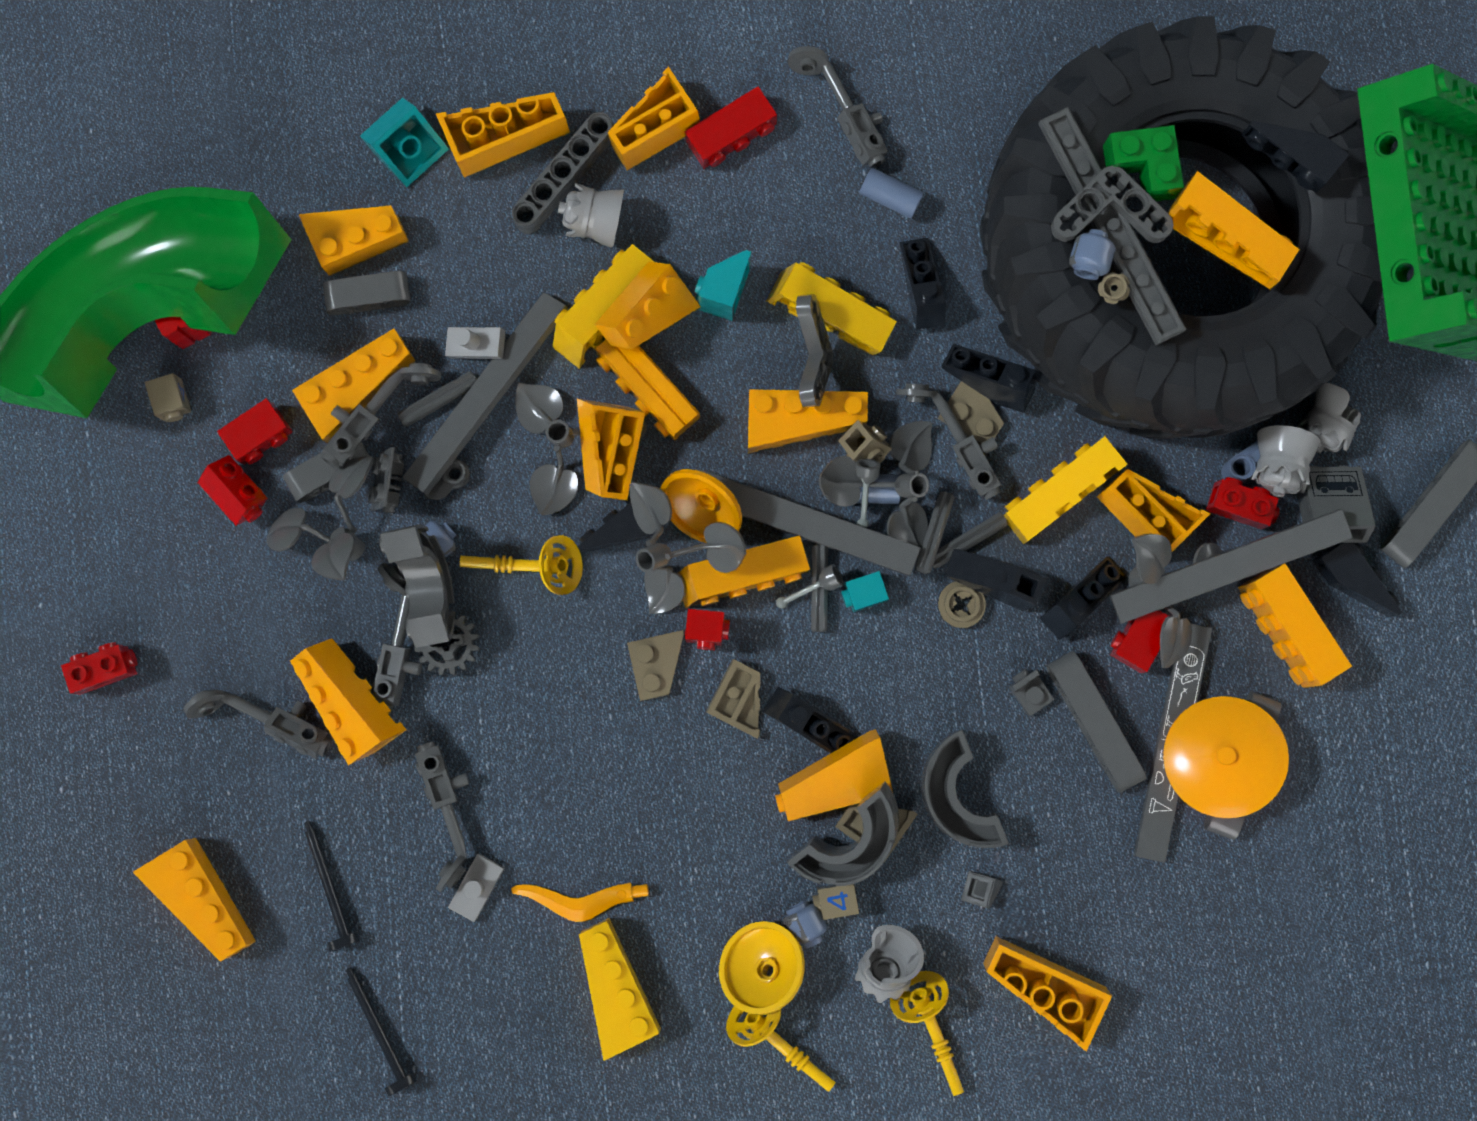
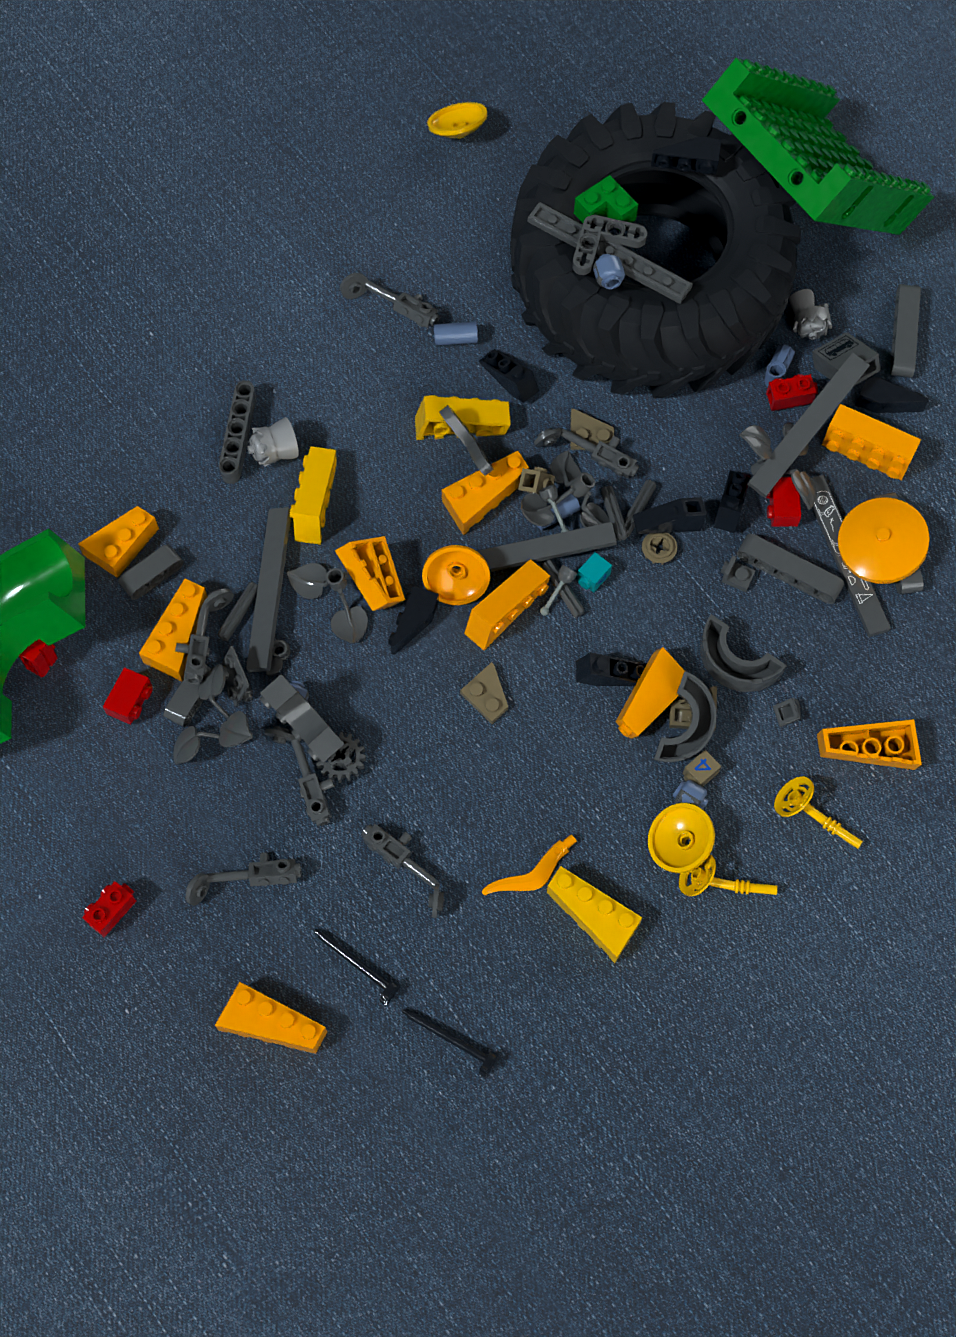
camera: 30 degrees left, 15 degrees down
(168, 397) = (53, 709): dark tan brick -> none
(232, 490) = (134, 741): red brick -> none
(345, 701) = (296, 830): light orange wedge -> none
(404, 142) = (120, 467): teal slope -> none
(475, 343) = (243, 562): light grey tile -> none
(476, 887) = (458, 904): light grey tile -> none
(502, 130) = (182, 426): light orange wedge -> none
(547, 567) = (380, 669): yellow dish -> none
(646, 307) = (344, 473): light orange wedge -> none
(650, 387) = (368, 523): light orange brick -> none
(654, 122) = (279, 370): light orange wedge -> none
(663, 586) = (459, 640): dark grey plant -> none
(706, 628) = (507, 647): red brick -> none
(723, 285) = (385, 440): teal slope -> none
(731, 128) = (329, 349): red brick -> none
(738, 698) = (555, 684): dark tan wing -> none
(890, 962) = (761, 784): light grey hat -> none
(993, 377) = (594, 402): black slope -> none
(1063, 490) = (677, 441): yellow wedge -> none
(1108, 281) = (637, 278): dark tan plate -> none
(1149, 510) = (726, 423): light orange wedge -> none
(1231, 231) = (681, 215): light orange wedge -> none
(1285, 459) = (798, 348): light grey hat -> none

